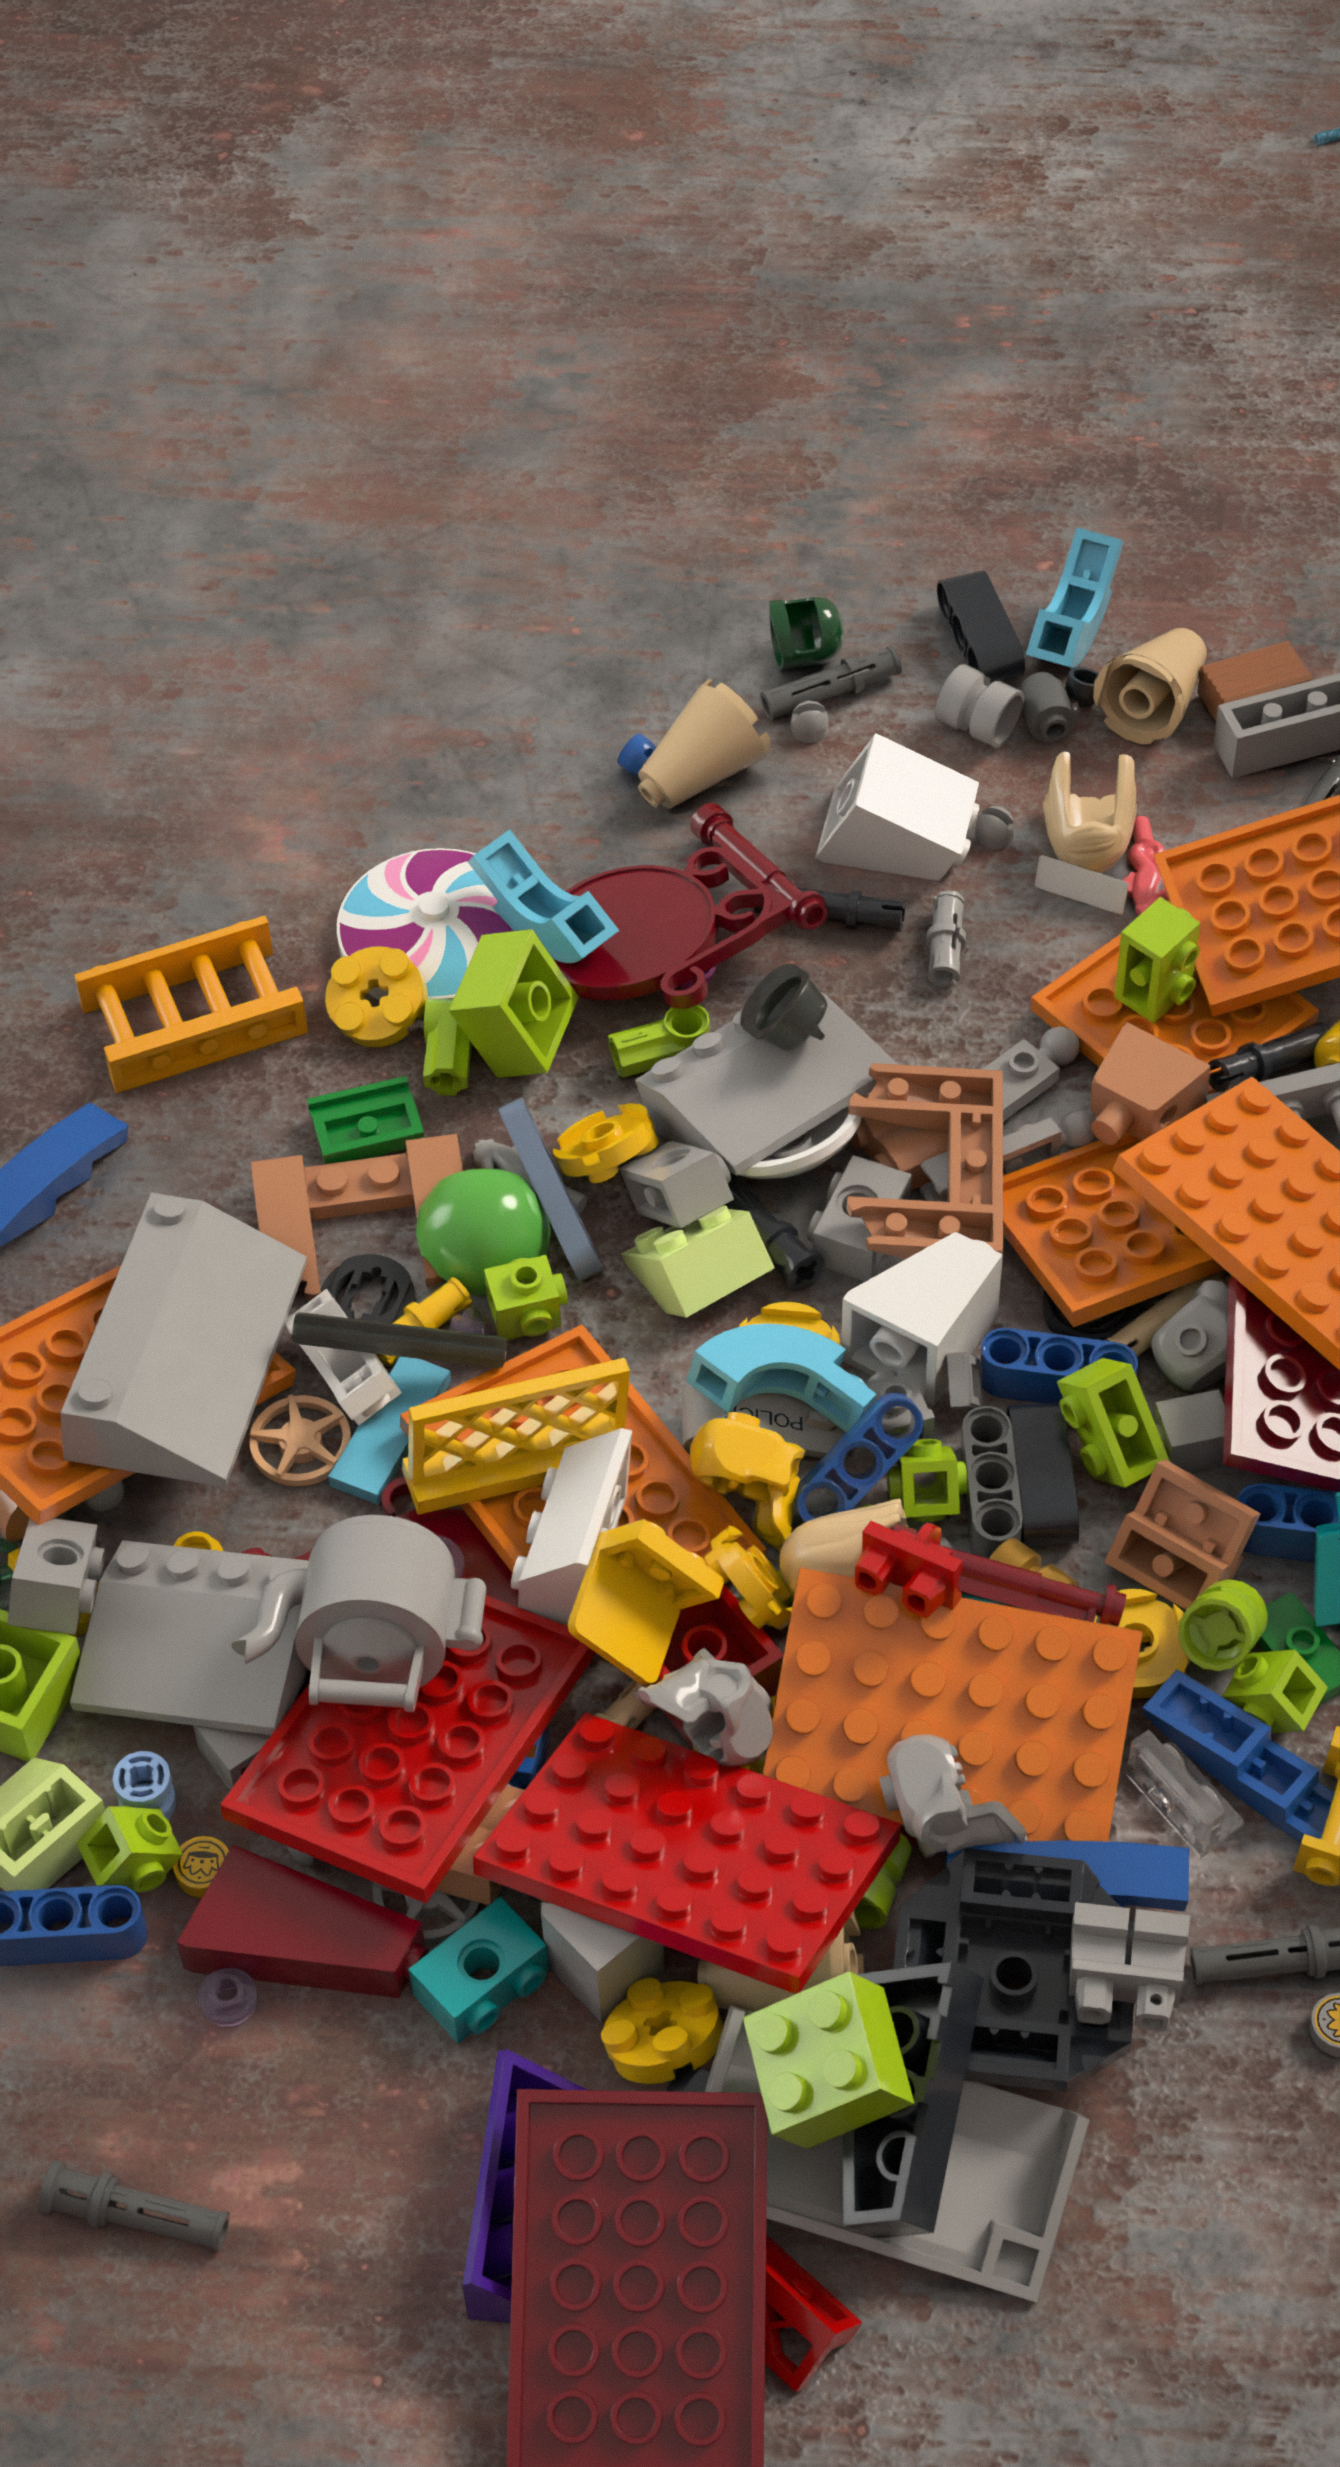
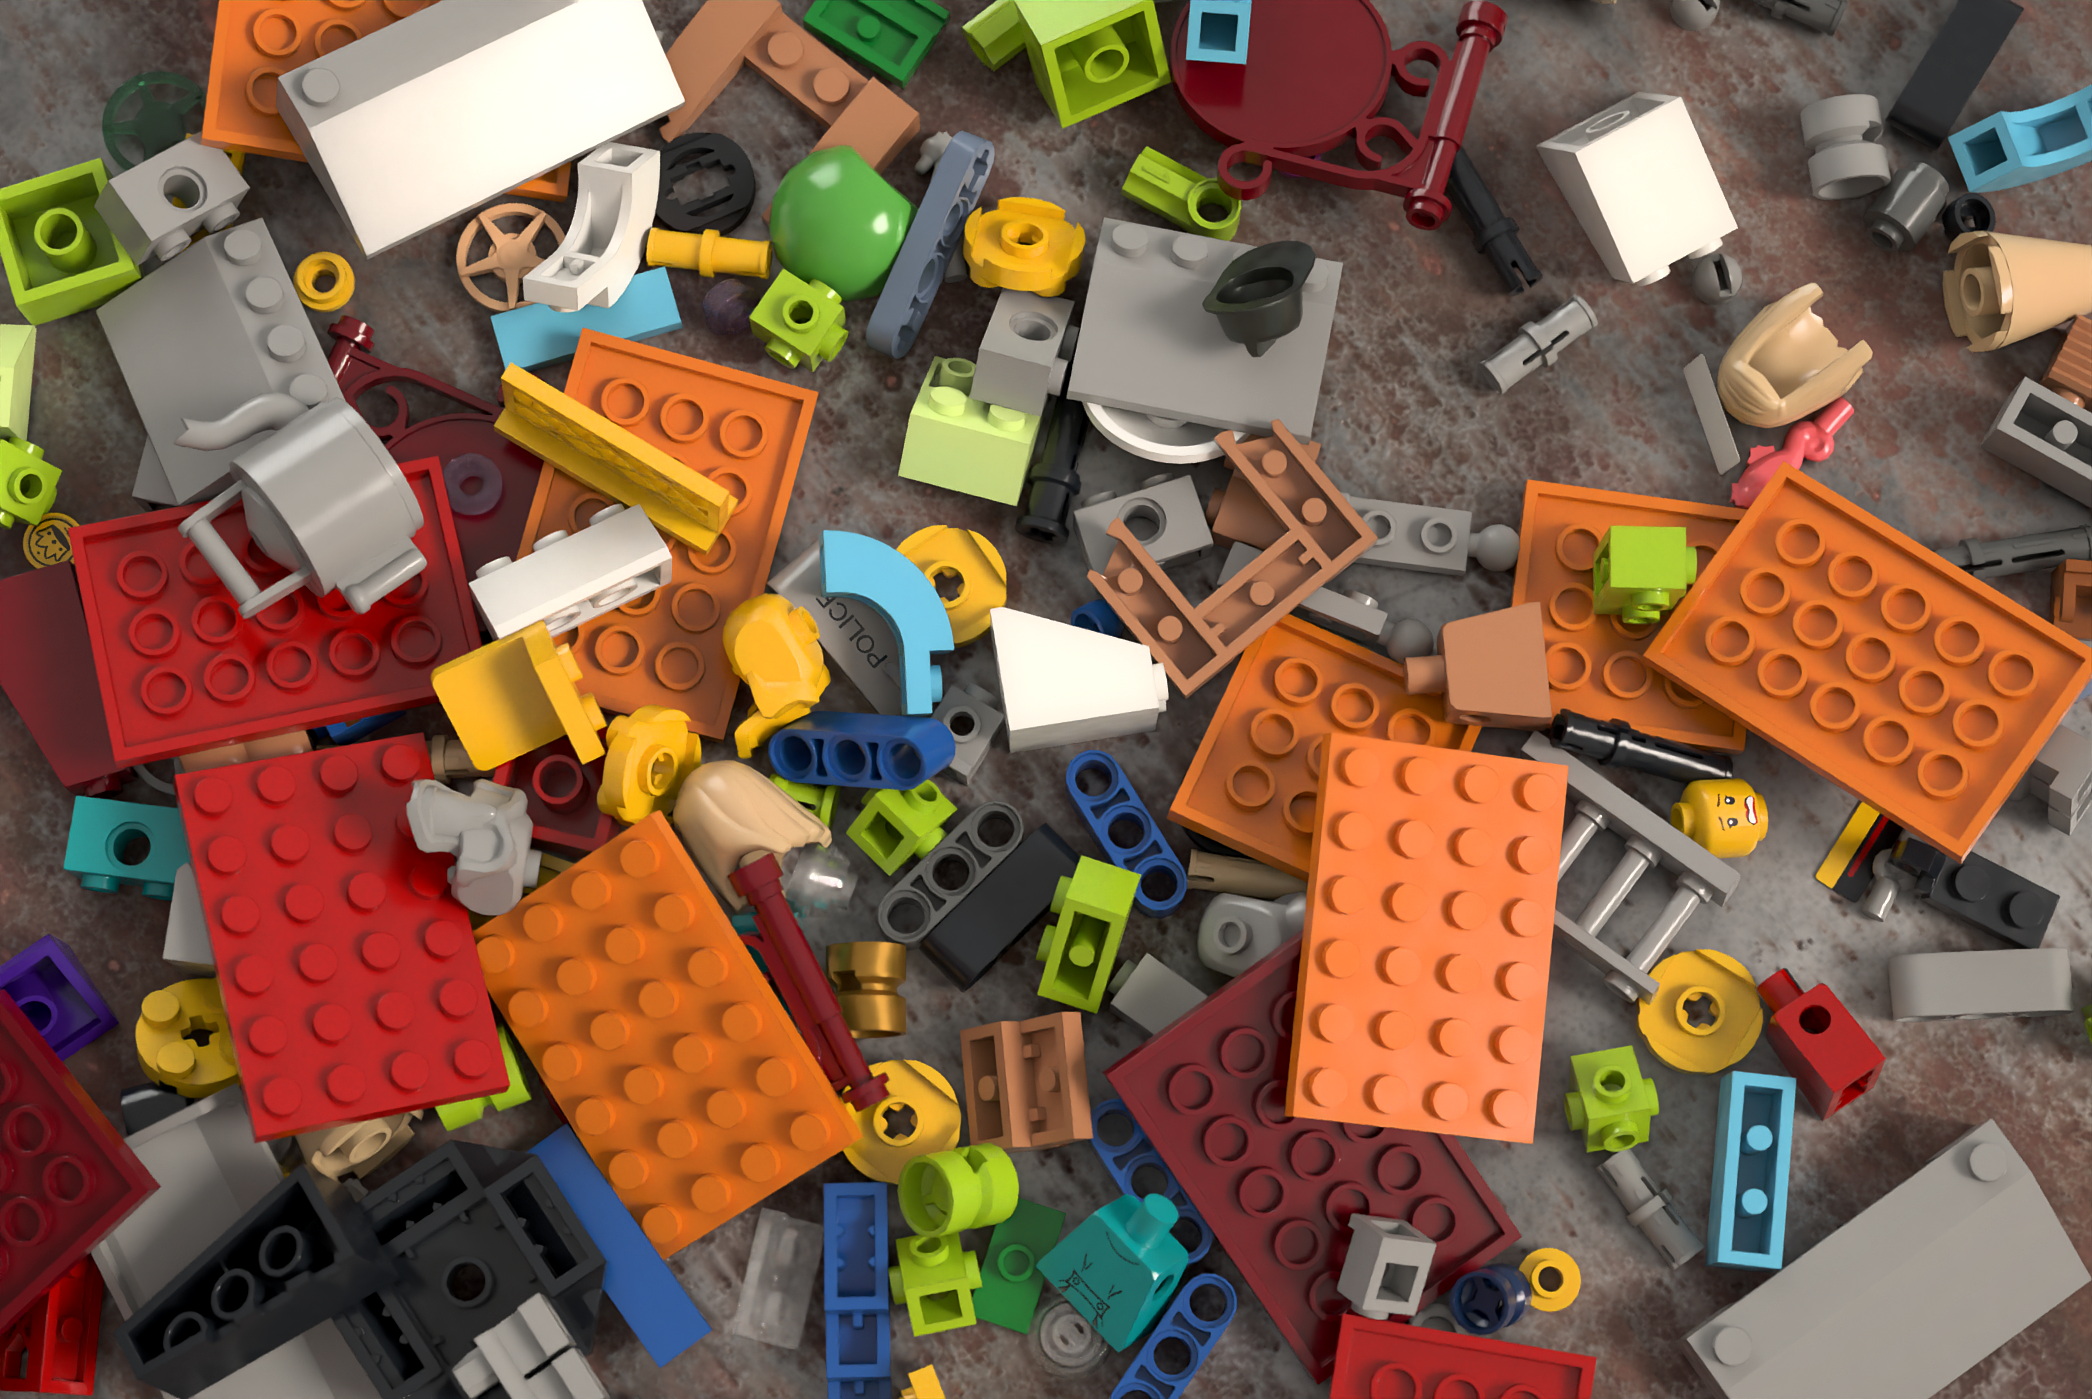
camera: 45 degrees right, 25 degrees up
(145, 1782) = (79, 452): light blue wheel -> none
(399, 1340) = (644, 264): pearl dark grey axle -> none
(828, 2060) = (208, 1218): lime brick -> none
(910, 1561) = (721, 937): red hips -> none
(931, 1801) = (545, 1102): light grey head -> none
(964, 1381) = (1035, 767): light grey tile -> none

